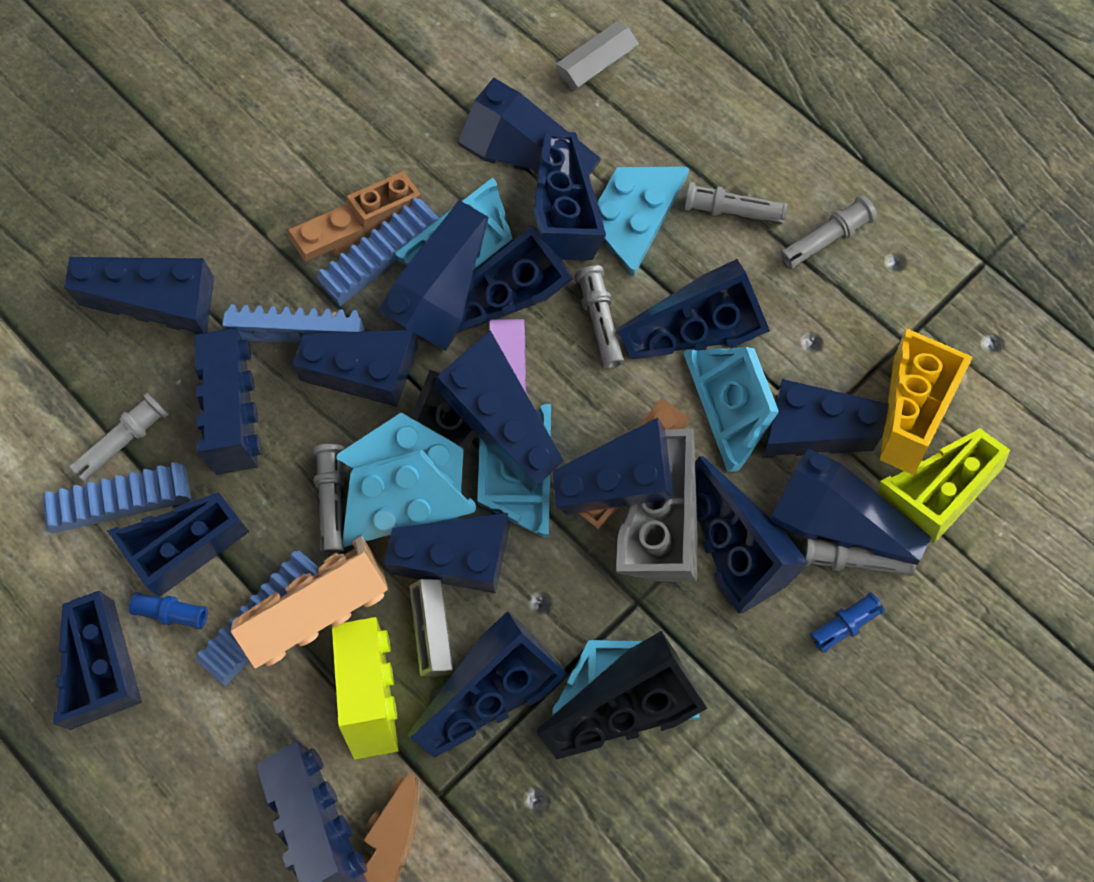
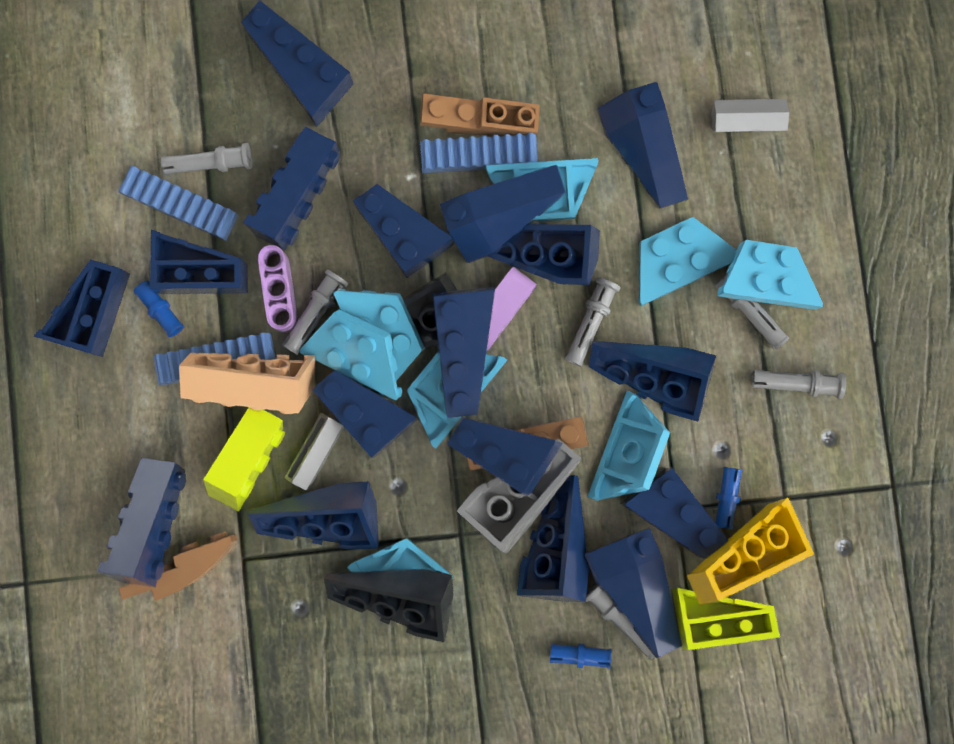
camera: 35 degrees right, 15 degrees up
(269, 489) = (272, 276): none -> lavender beam
(285, 326) = (377, 167): medium blue gear -> none
(565, 199) = (633, 216): dark blue wedge -> none
(726, 164) = (770, 276): none -> medium azure wing
(853, 372) = (728, 497): none -> blue pin

